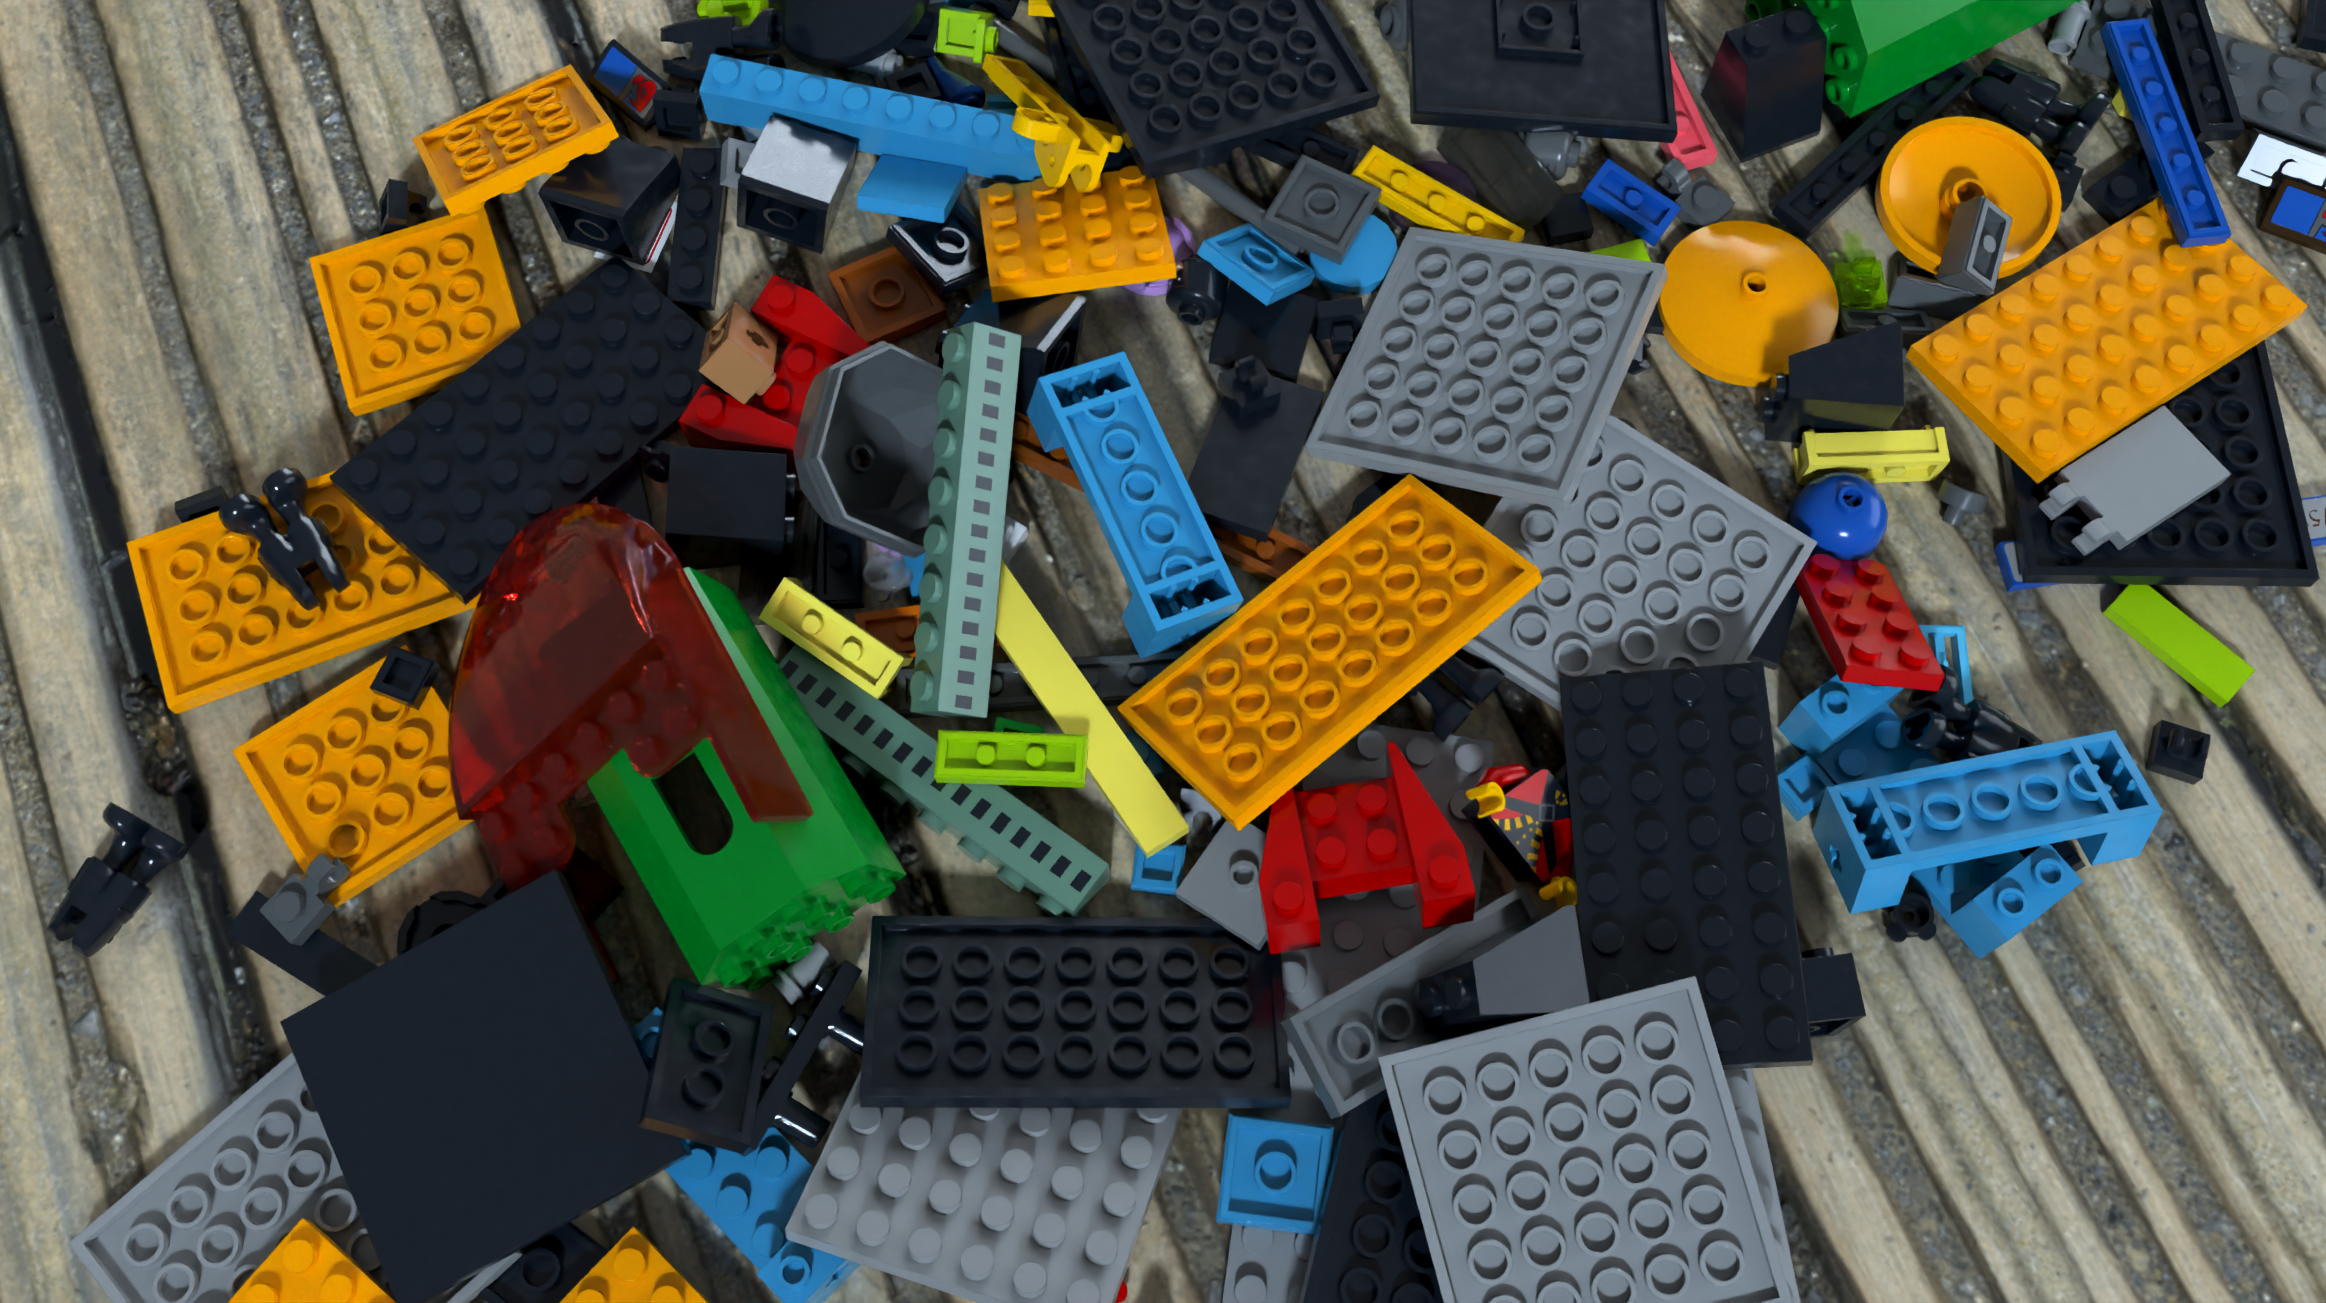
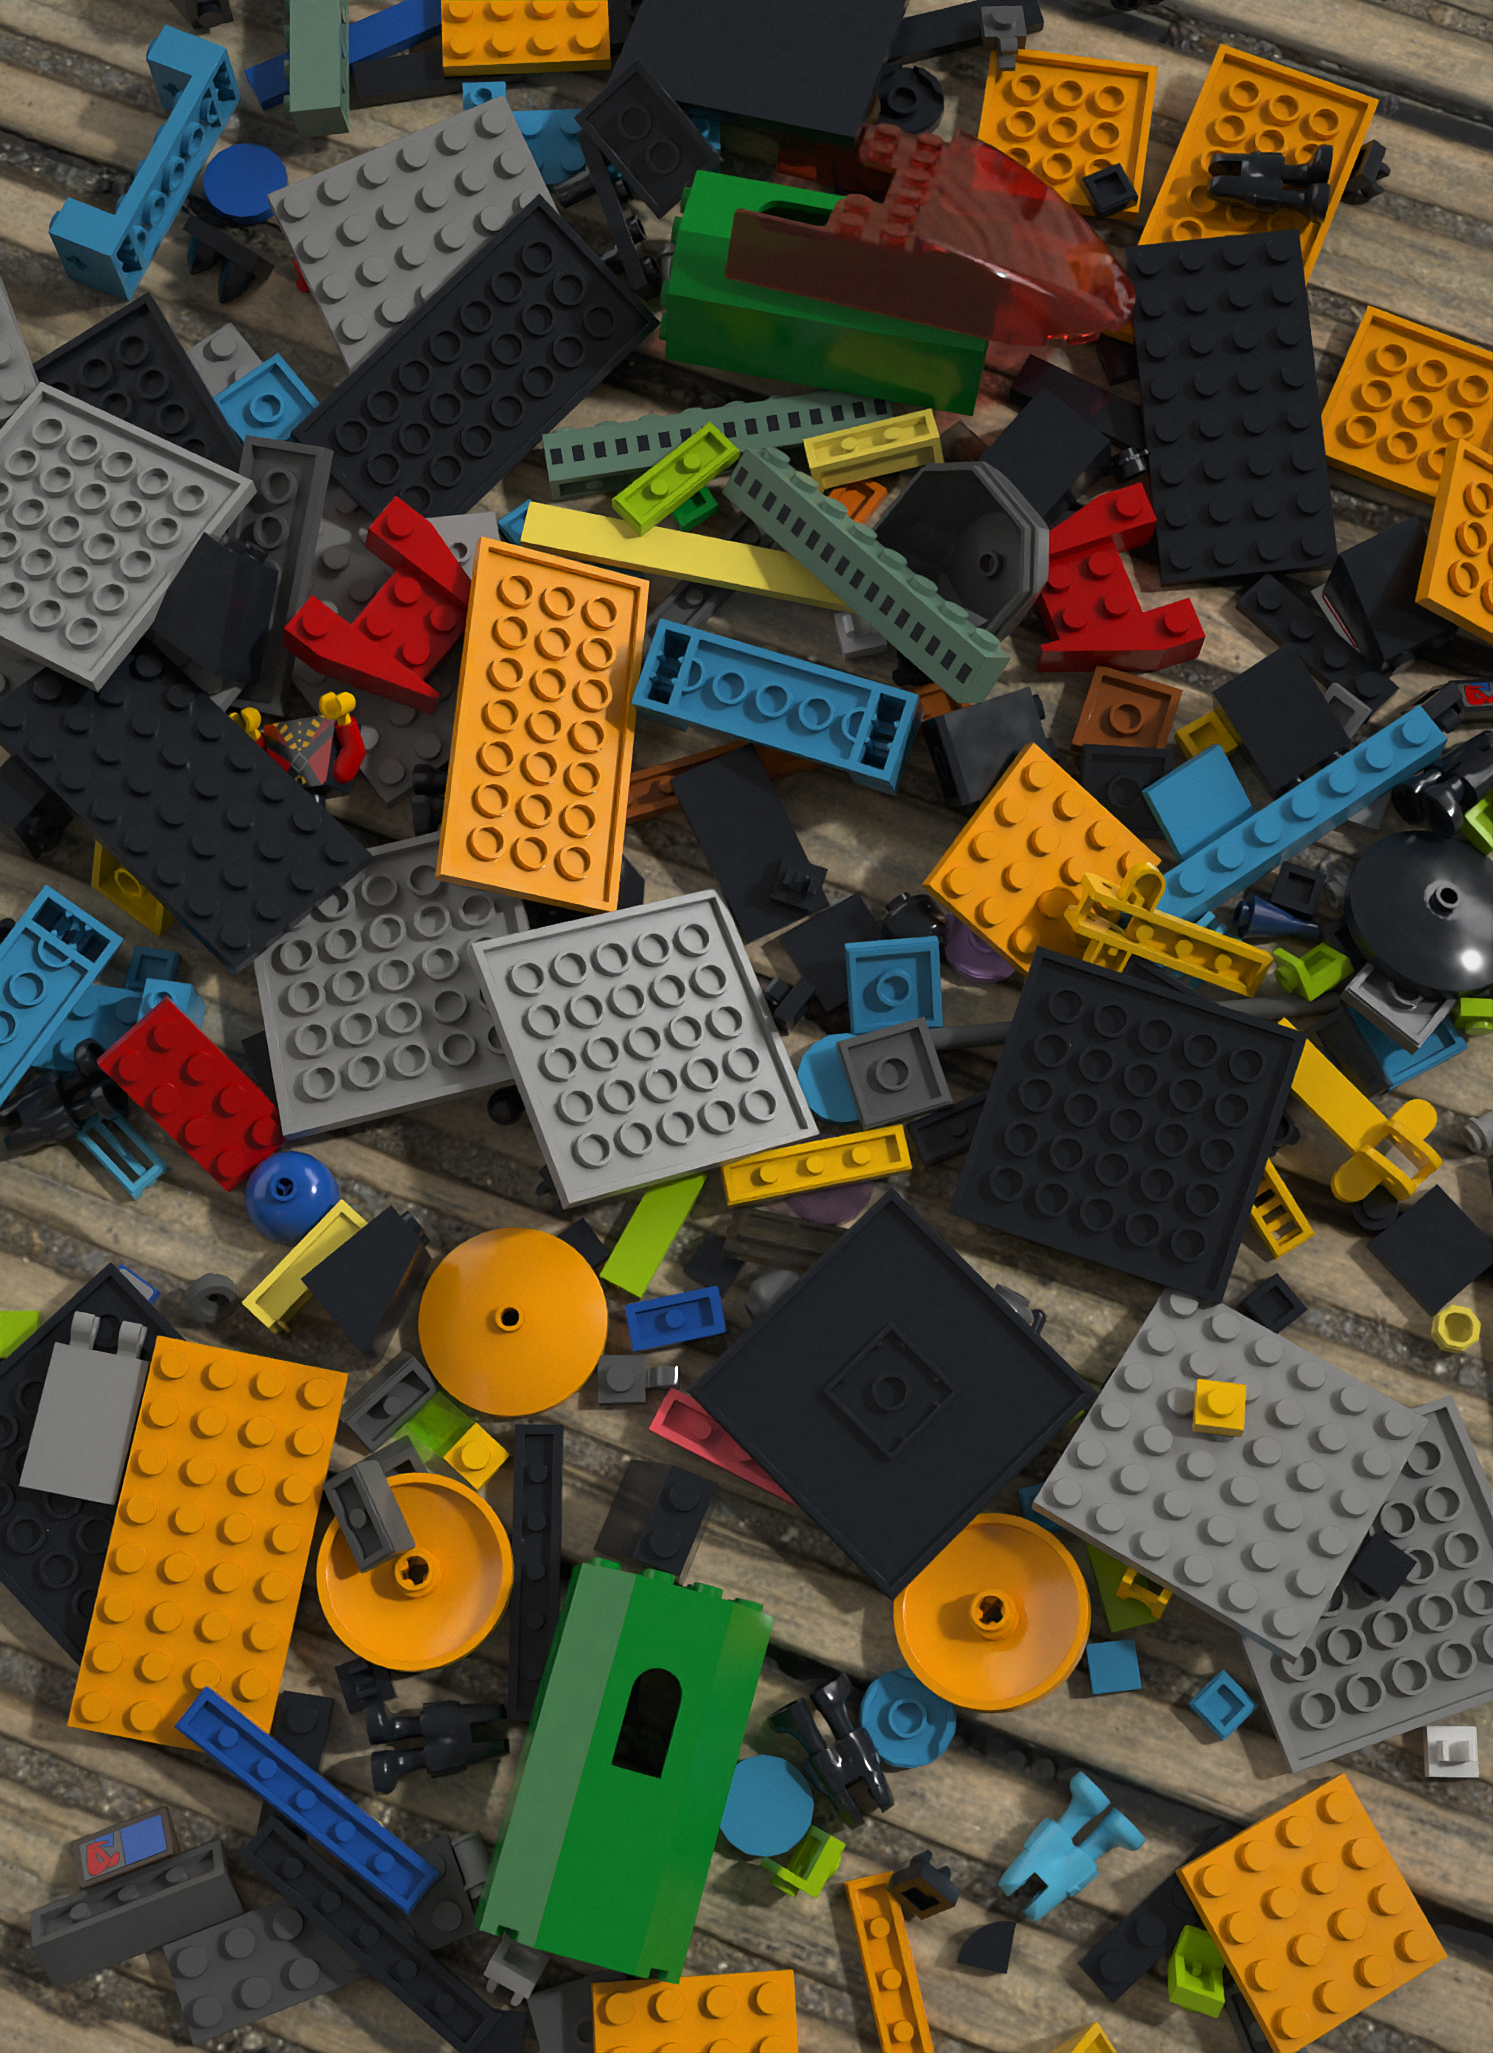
camera: 135 degrees right, 5 degrees up
(740, 354) = (1156, 559): medium nougat brick -> none
(852, 232) = (1202, 734): none -> yellow plate
(1849, 241) = (477, 1457): none -> yellow plate

